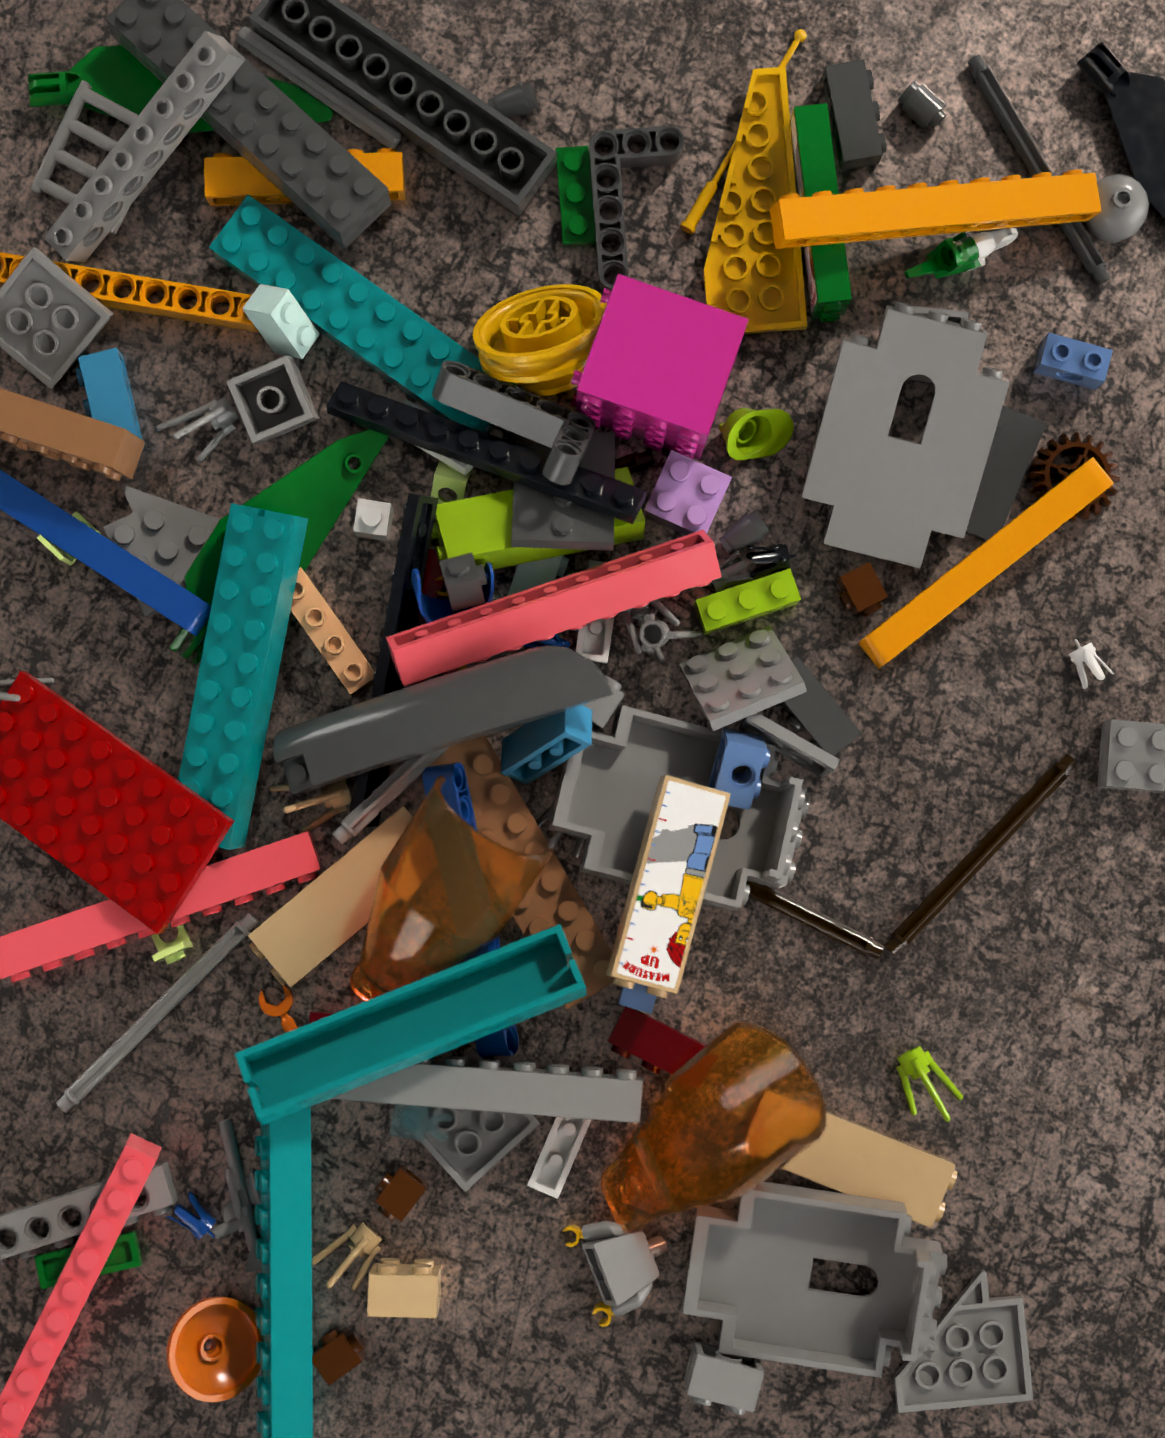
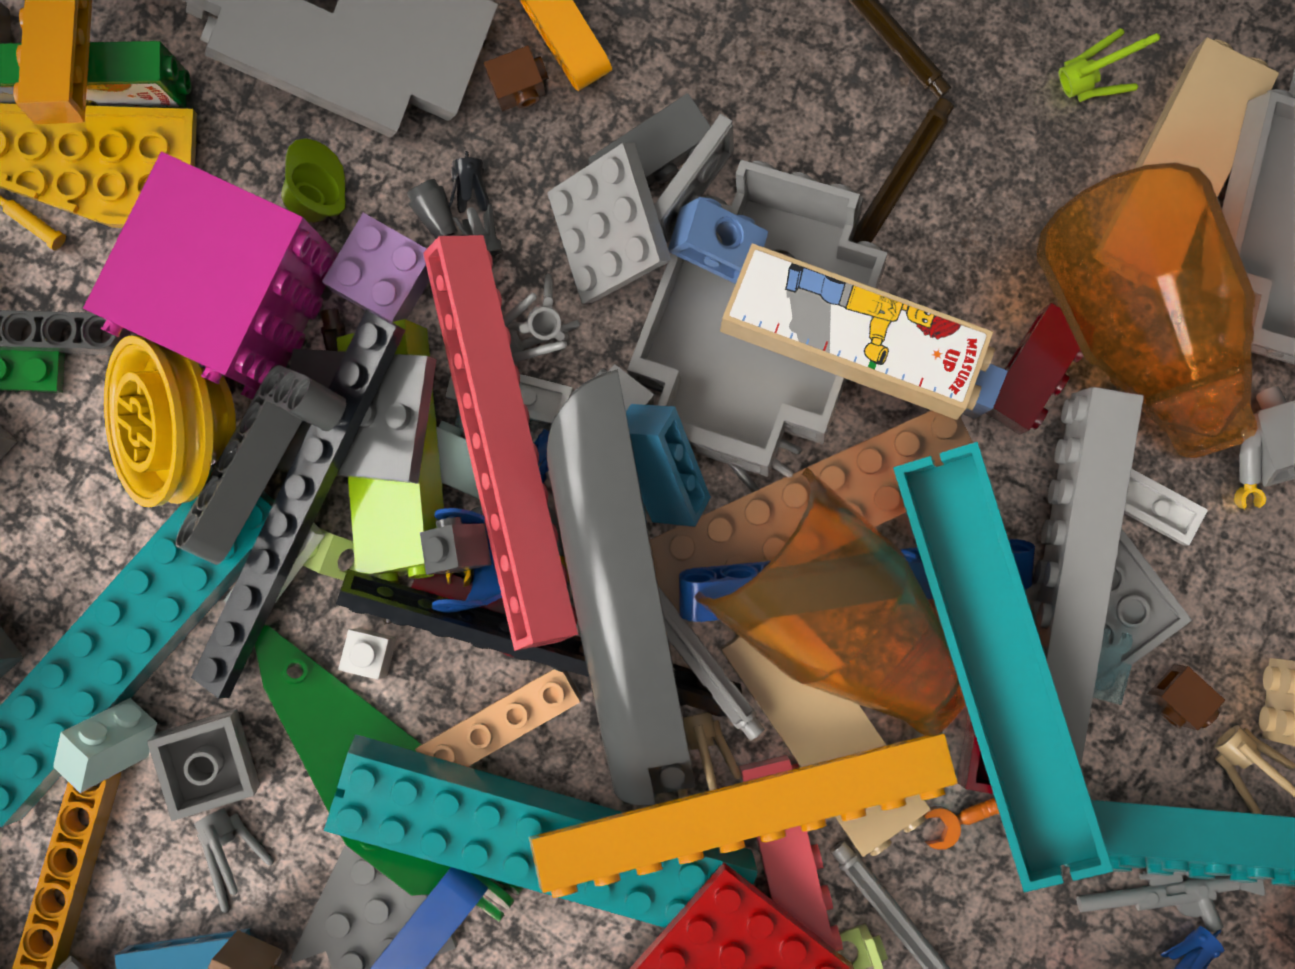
camera: 75 degrees left, 0 degrees up
(276, 832) = (741, 812): none -> light orange brick
(747, 601) = (515, 213): lime brick -> none

